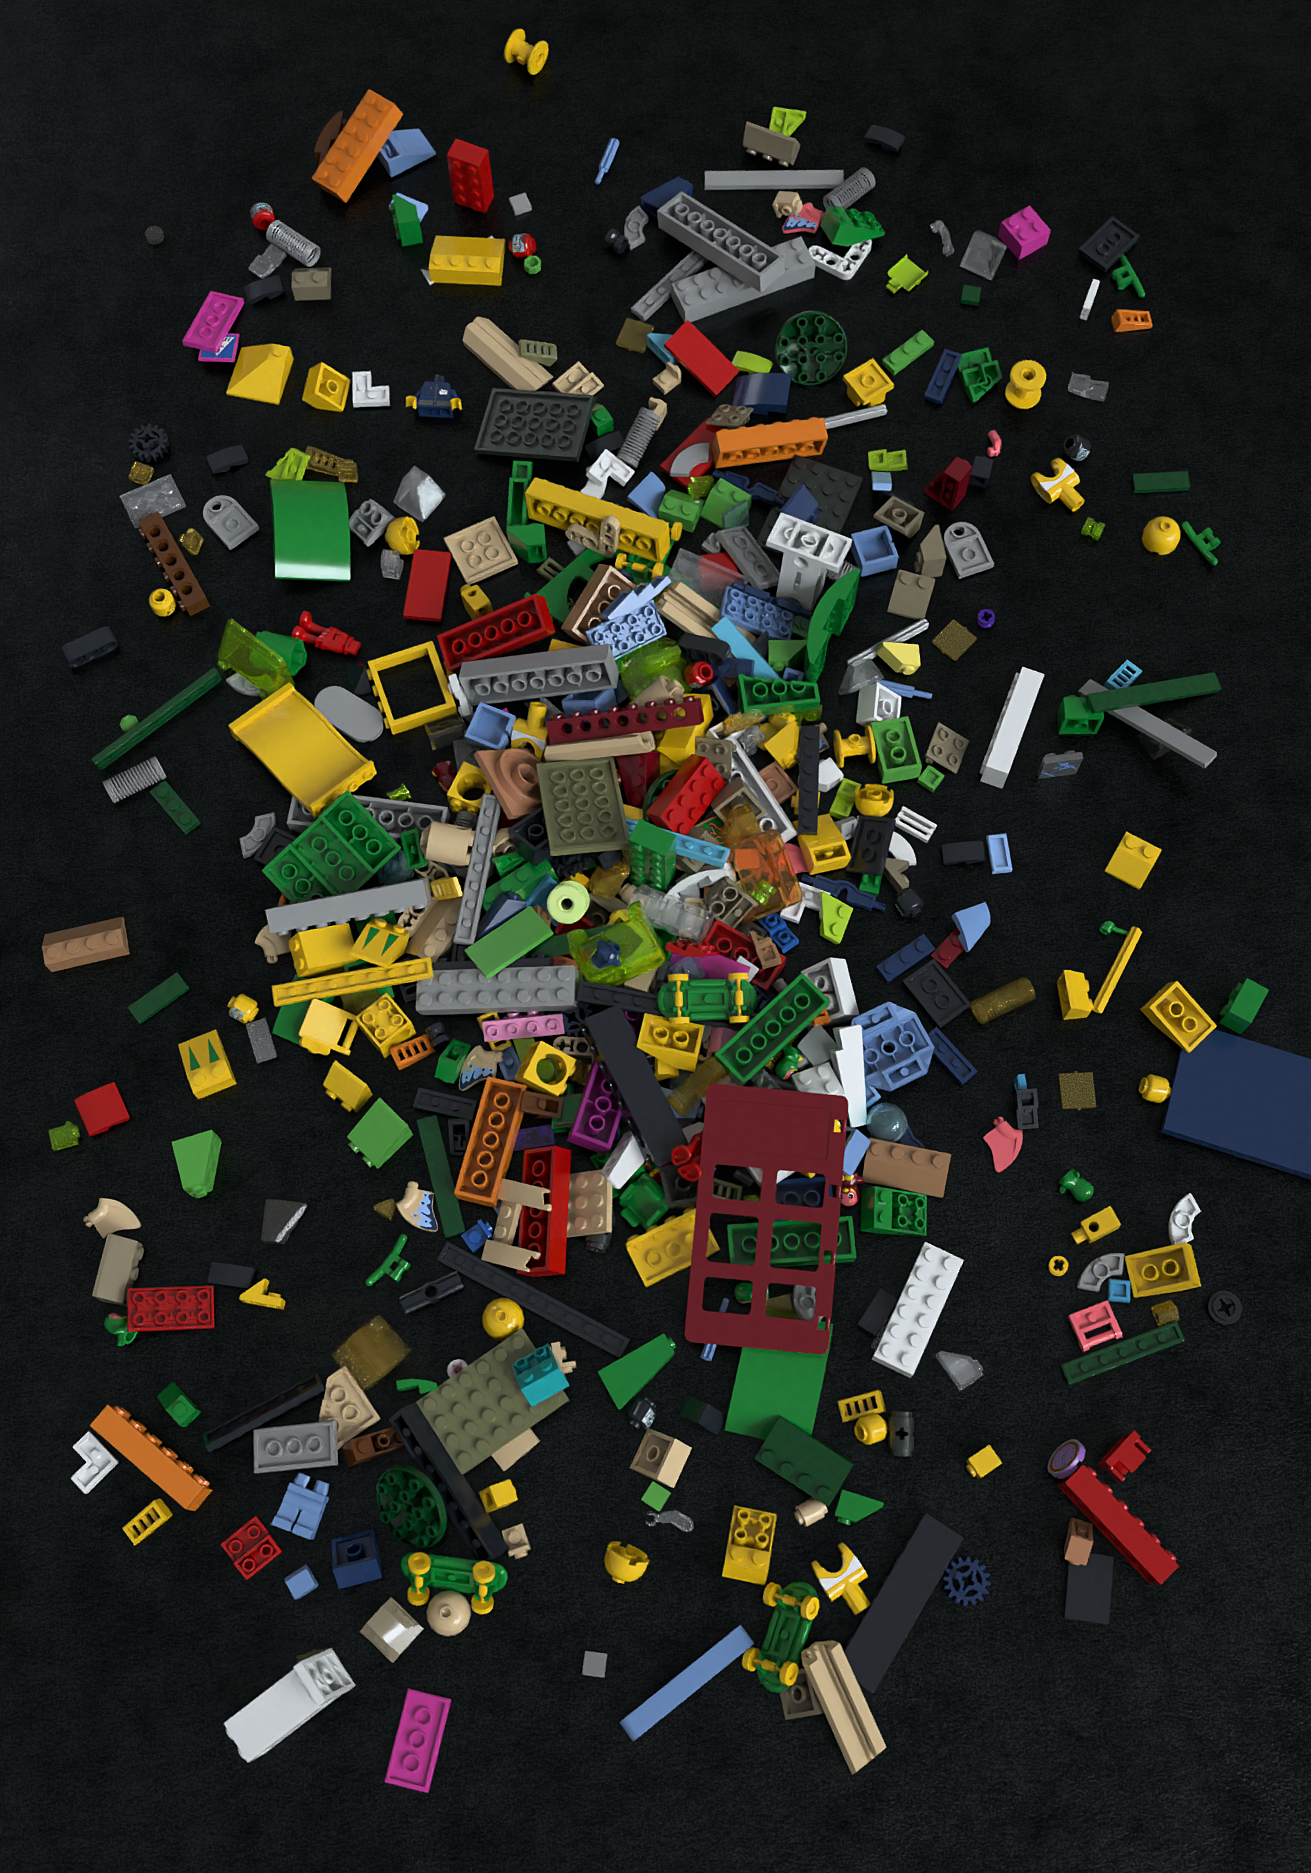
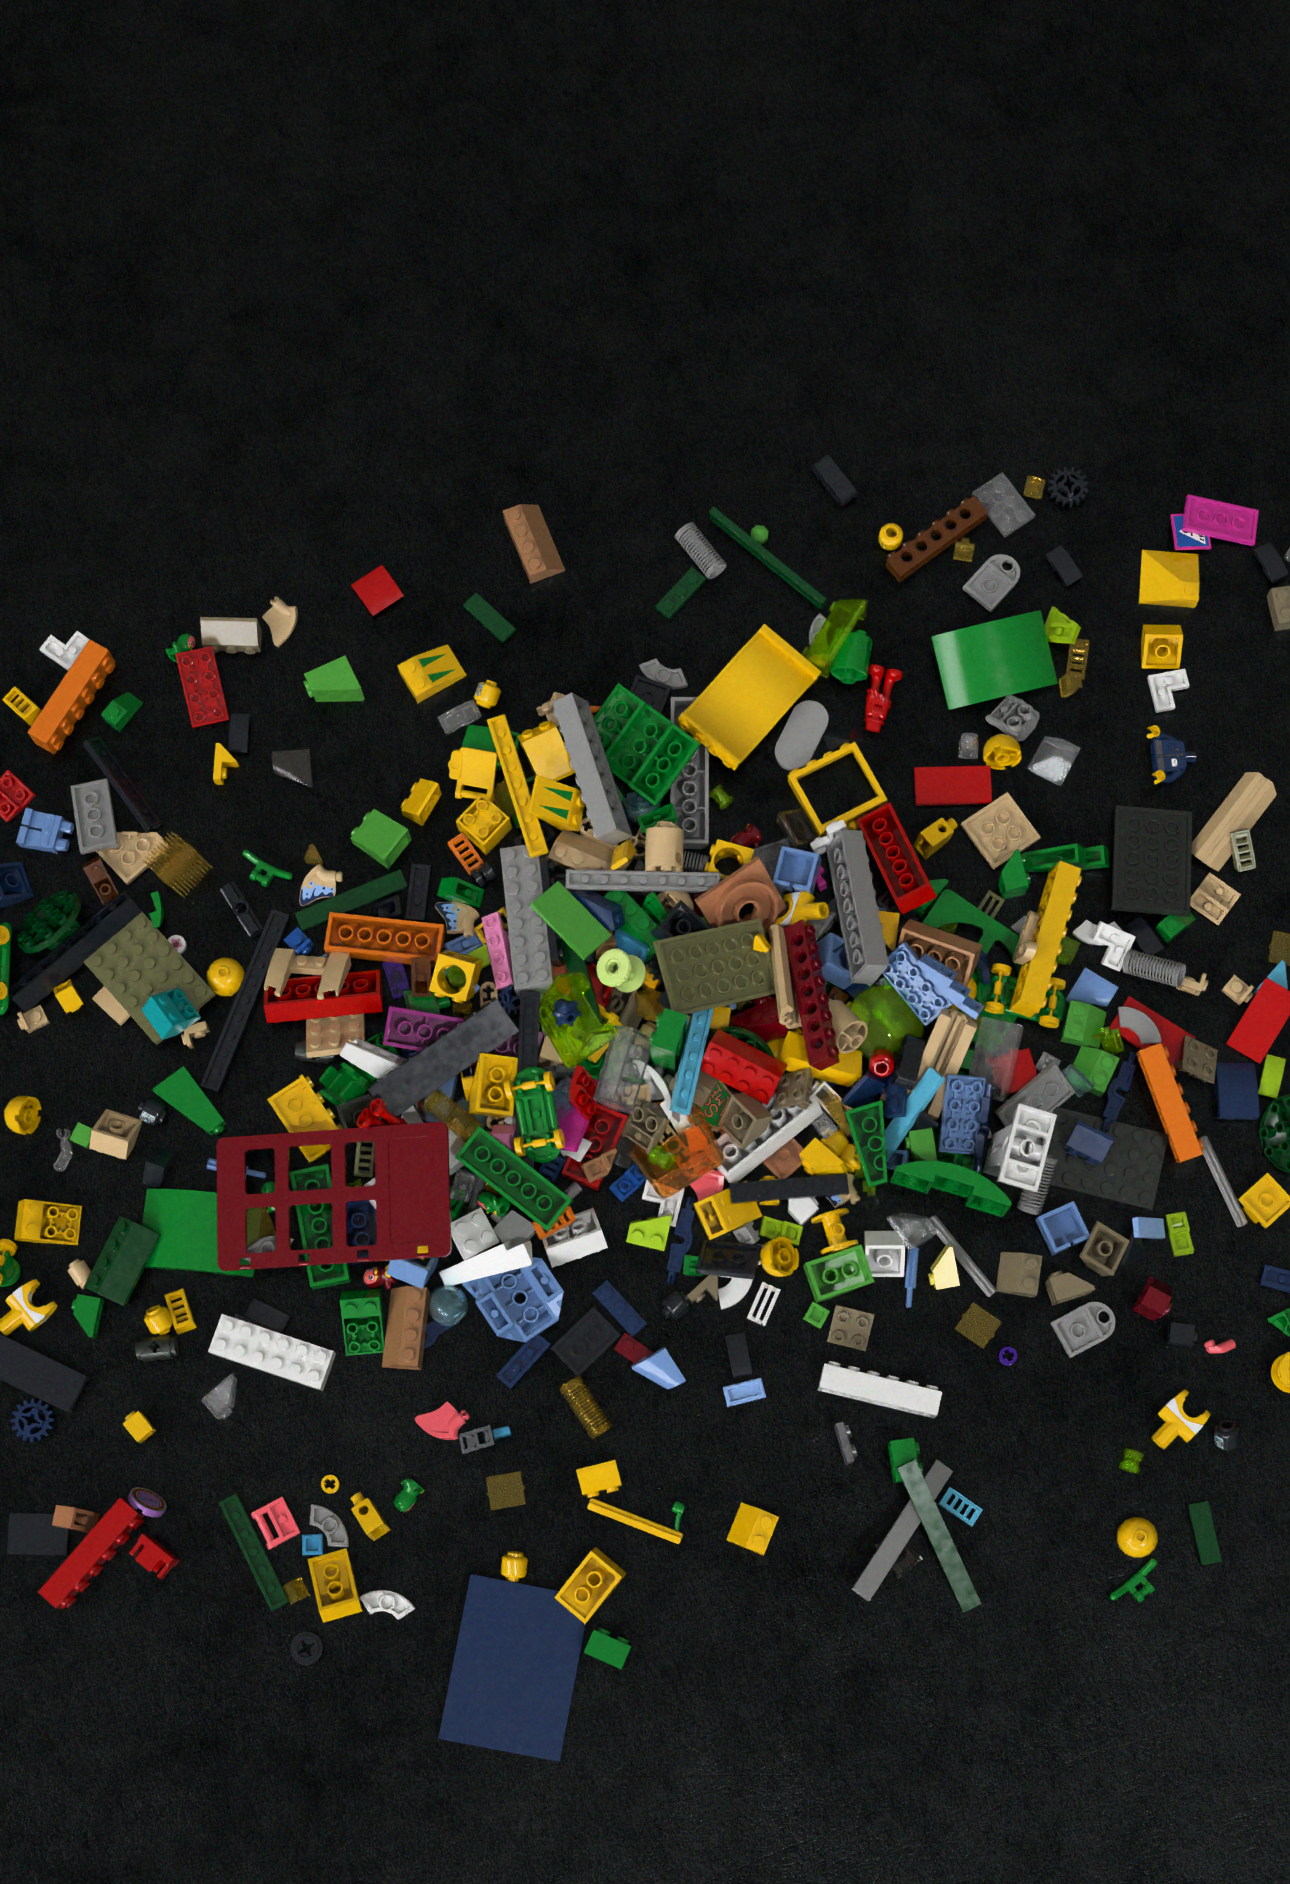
camera: 85 degrees right, 5 degrees up
(64, 1136) = (349, 563): clear neon green bracket -> none
(564, 764) = (761, 944): none -> yellow slope
(739, 824) = (723, 1123): clear yellow slope -> none

